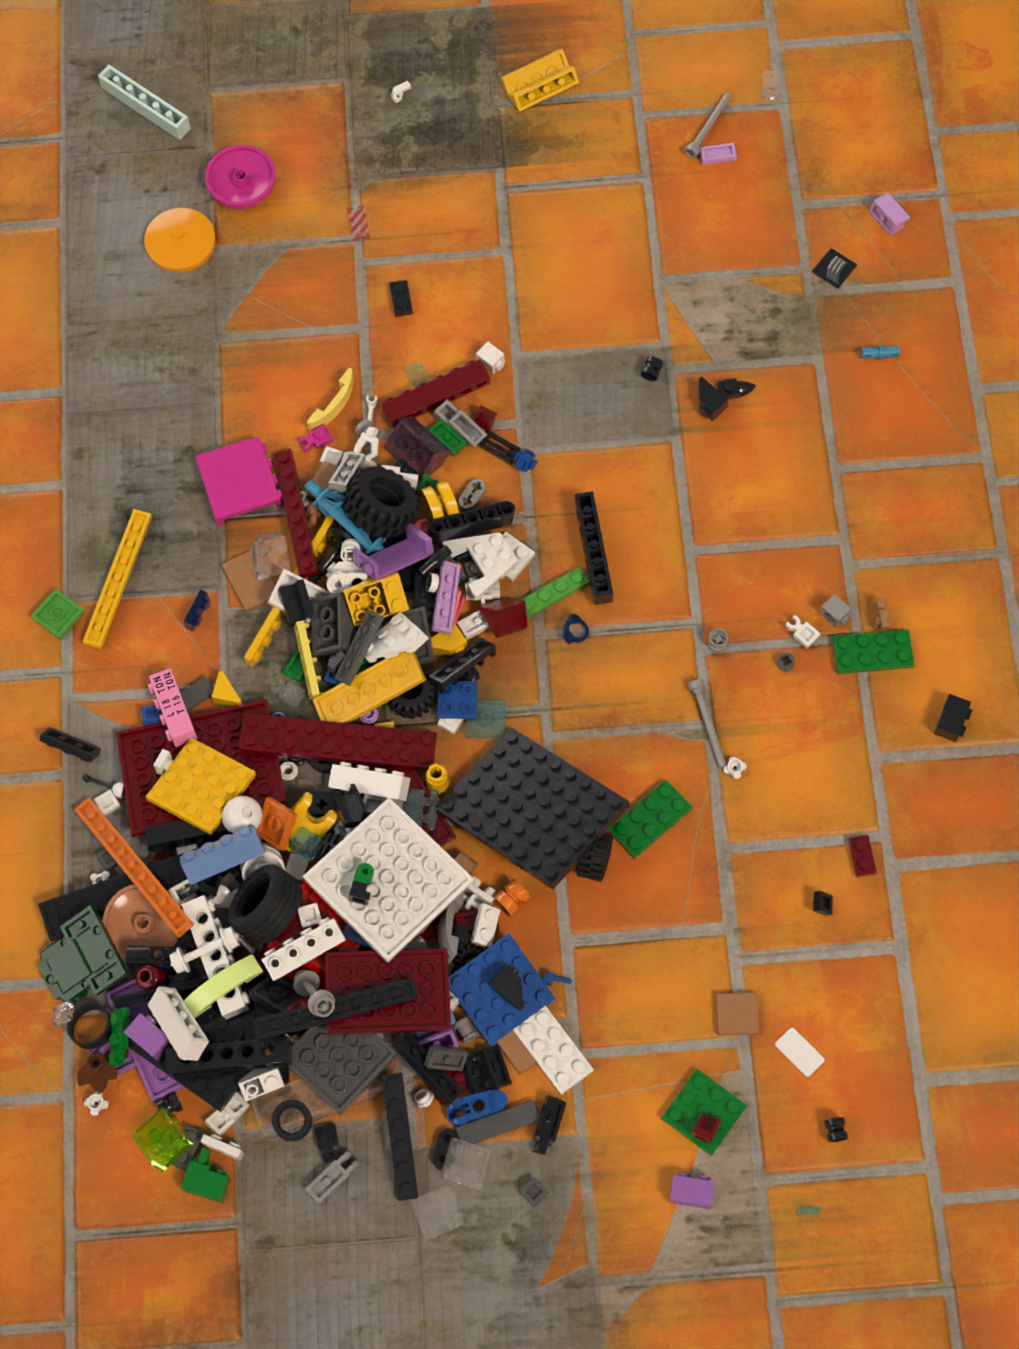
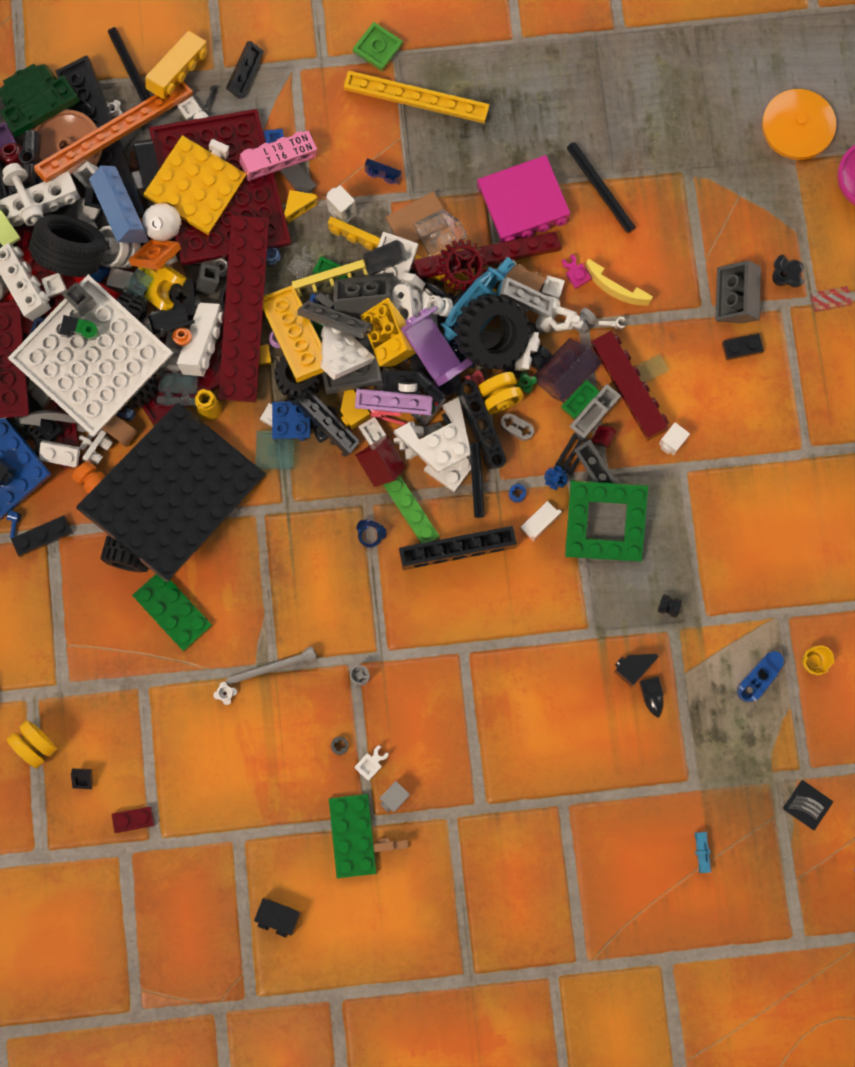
camera: 85 degrees right, 10 degrees up
(52, 864) = (129, 64): none -> black axle
(60, 810) = (176, 65): none -> yellow brick
(230, 413) = (600, 187): none -> black axle
(232, 647) = (341, 204): none -> white brick
(301, 779) = (207, 278): none -> dark grey brick
(310, 522) = (457, 258): none -> dark red gear
(321, 577) = (411, 280): none -> white plate
(329, 257) = (789, 270): none -> black plate
(330, 881) = (79, 299): none -> dark grey slope
(348, 298) = (738, 293): none -> dark grey slope
(373, 797) = (182, 341): none -> orange plate
(518, 421) = (594, 463): none -> dark grey brick
(526, 530) = (477, 483): none -> black axle
(542, 493) = (512, 490): none -> blue bush
(567, 475) = (540, 521): none -> white panel
(570, 950) = (41, 536): none -> black plate
(596, 401) = (588, 491): none -> green plate
(703, 250) = (818, 660): none -> yellow hair
(722, 305) = (771, 665): none -> blue piece
(793, 951) = (30, 745): none -> yellow wheel

